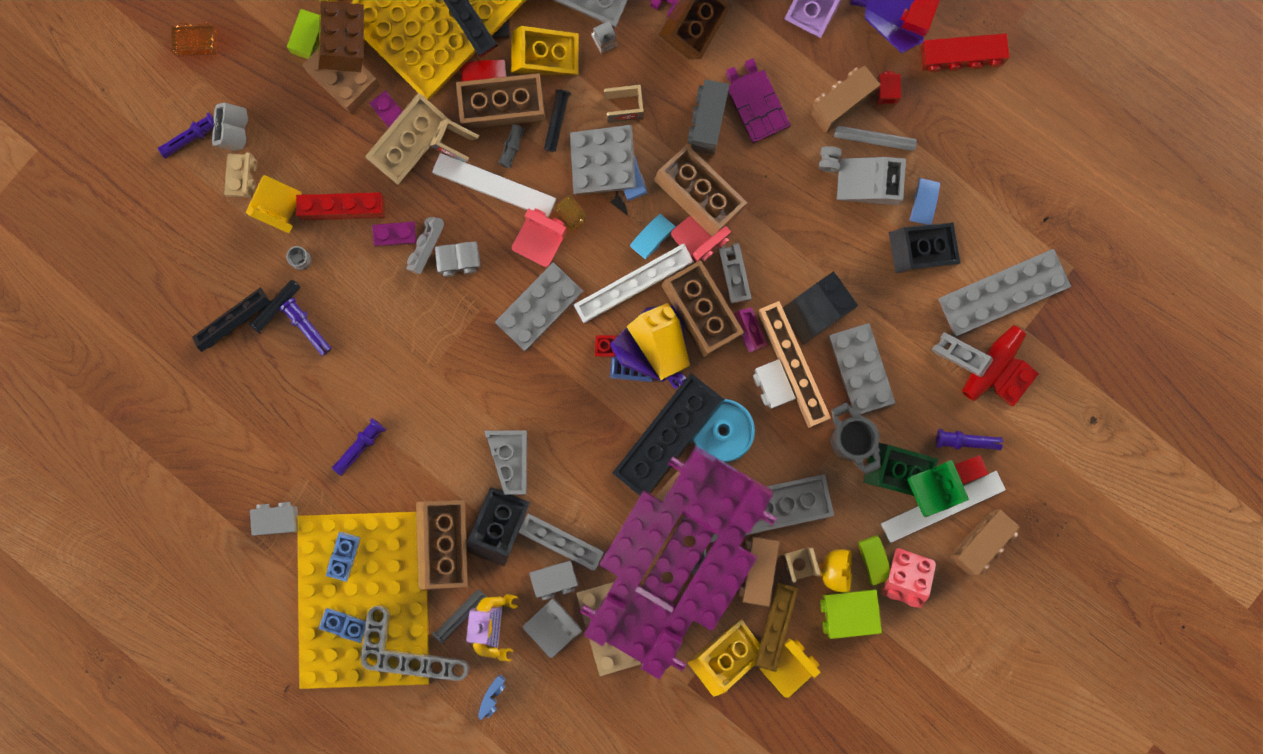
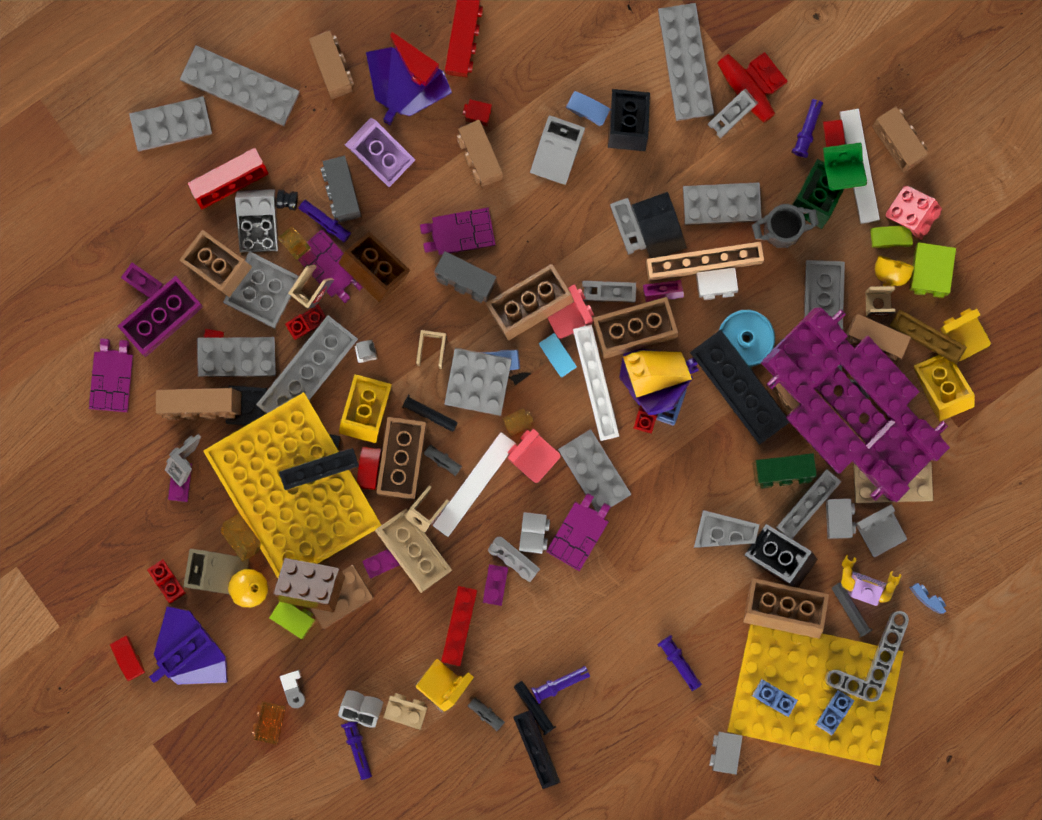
camera: 75 degrees left, 0 degrees up
(235, 53) = (291, 688): none -> leg
(256, 258) = (486, 714): none -> dark grey pin
(297, 254) = (496, 675): light grey wheel -> none
(469, 306) = (579, 533): none -> magenta tile
(589, 505) = (784, 470): none -> dark green brick
(810, 274) = (627, 225): none -> light grey plate
(830, 159) = (533, 181): light grey wheel -> none
(875, 138) = (519, 136): light grey axle -> none

